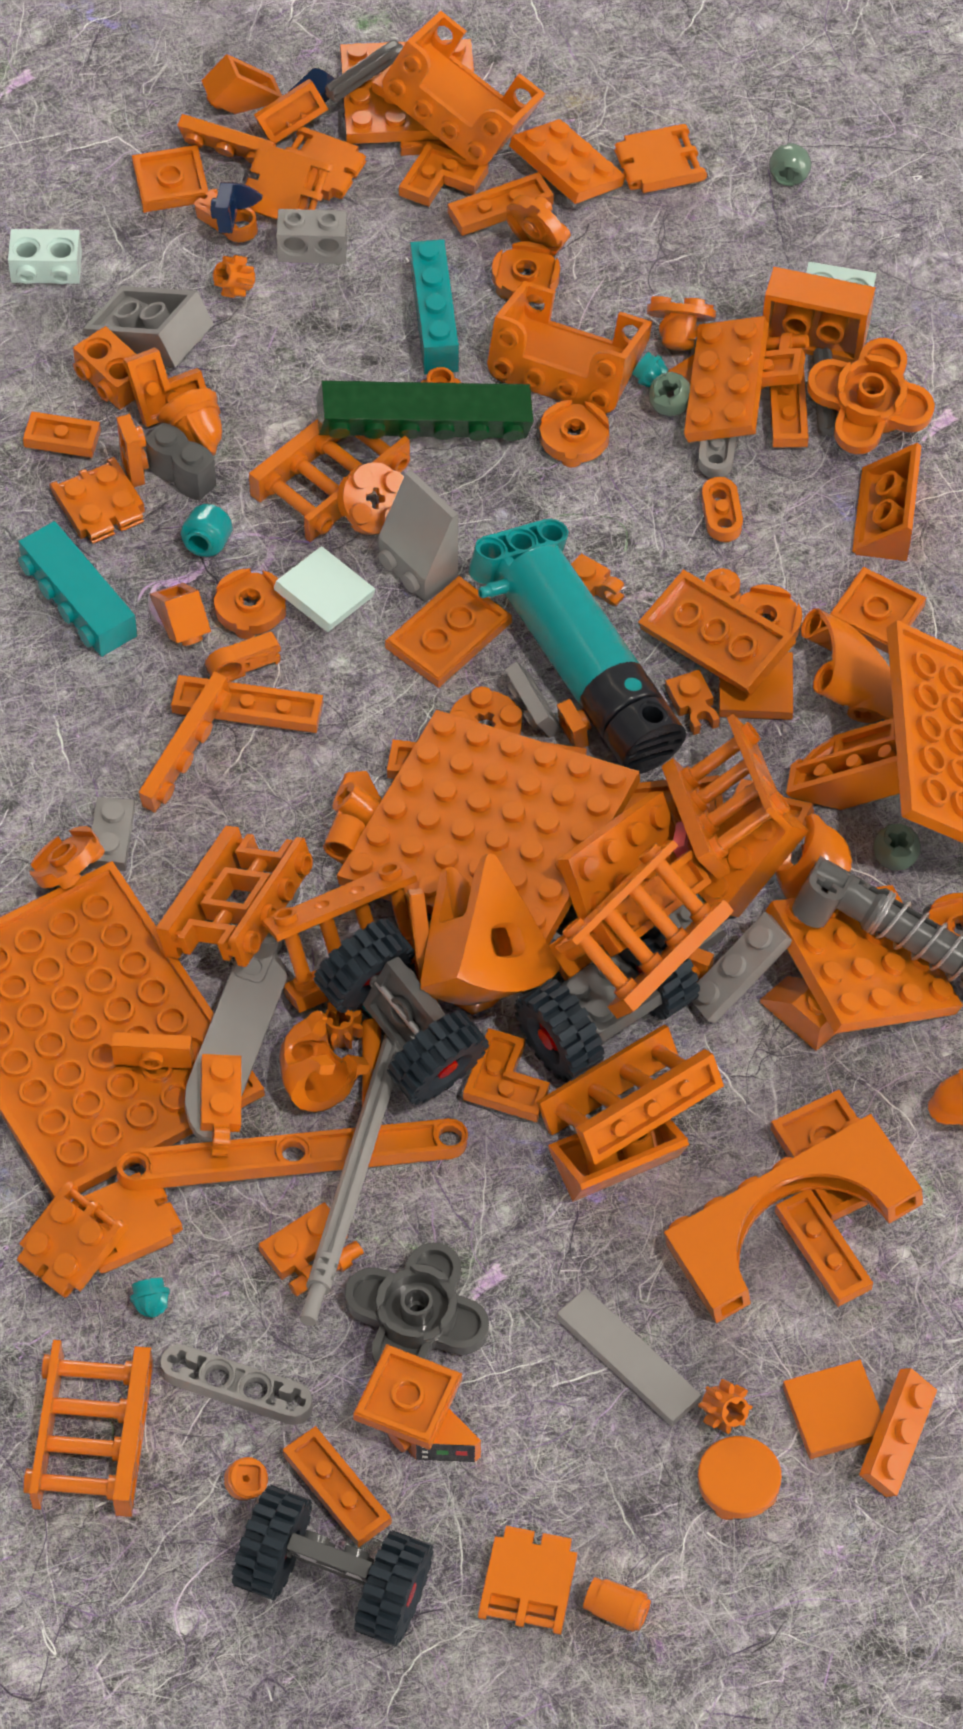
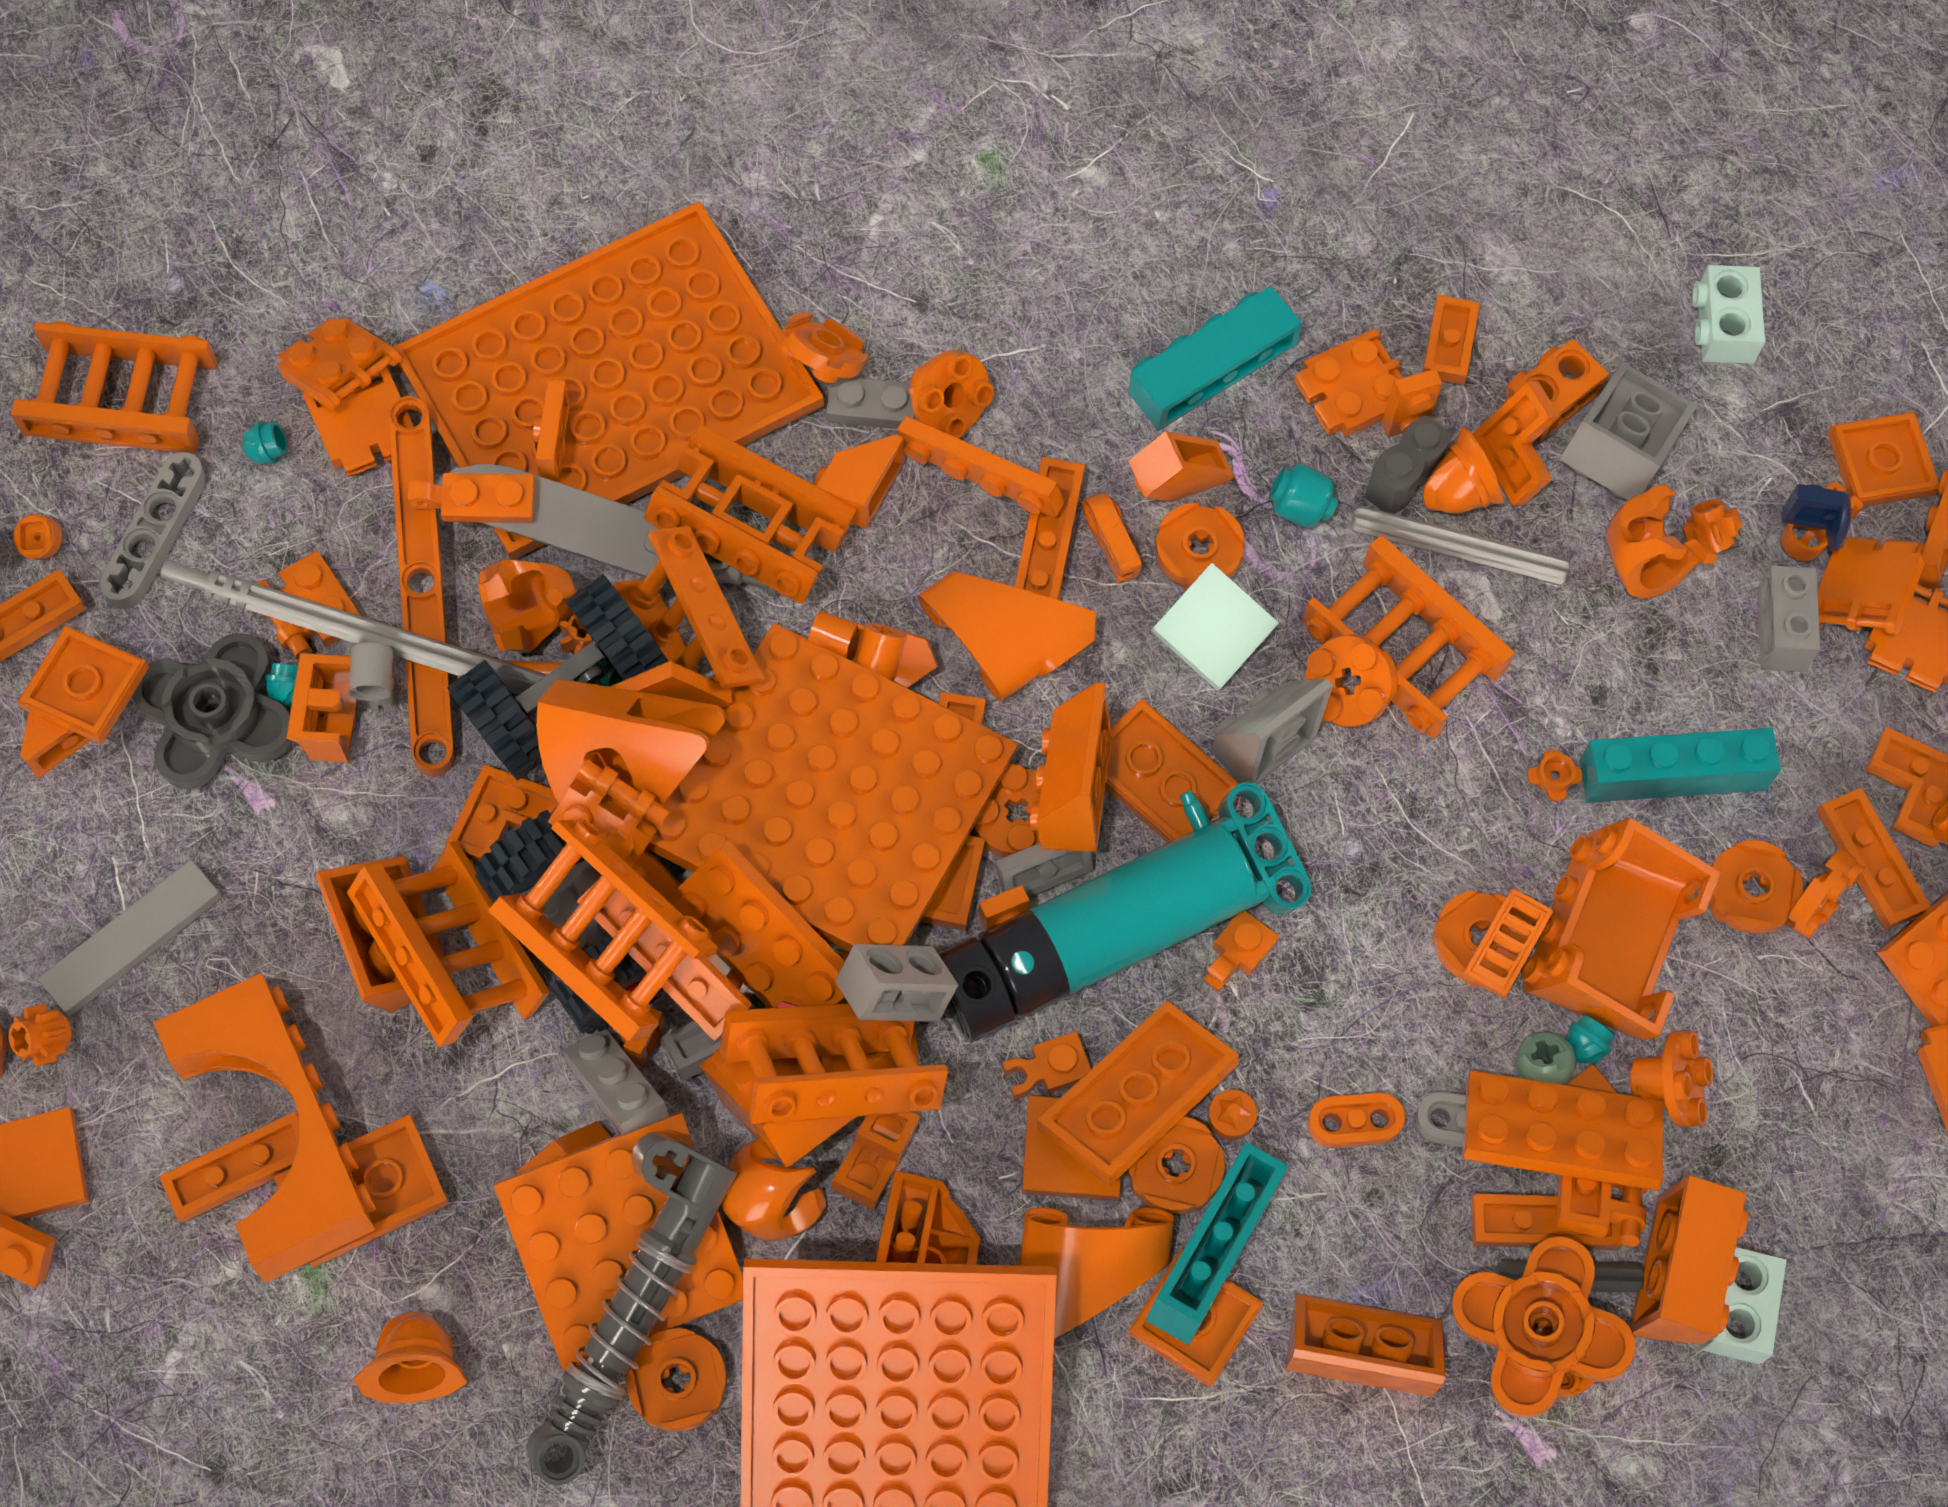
camera: 90 degrees right, 10 degrees up
(111, 770) = (950, 392): none -> orange plate
(190, 828) = (863, 475): none -> orange slope
(245, 437) = (1461, 545): none -> light grey axle
(259, 316) = (1642, 551): none -> orange piece
(330, 722) = (1008, 628): none -> orange panel
(389, 1252) = (281, 683): none -> teal plate
(395, 1167) = (372, 675): none -> light grey pin
(418, 1215) = (318, 692): none -> orange window
(424, 410) = (1488, 741): dark green brick -> none
(466, 658) = (1074, 773): none -> orange slope
(535, 949) = (621, 829): none -> orange plate
(579, 392) = (1527, 910): none -> orange slope
(658, 759) = (896, 983): none -> light grey brick
(831, 578) = (1216, 1243): none -> teal brick

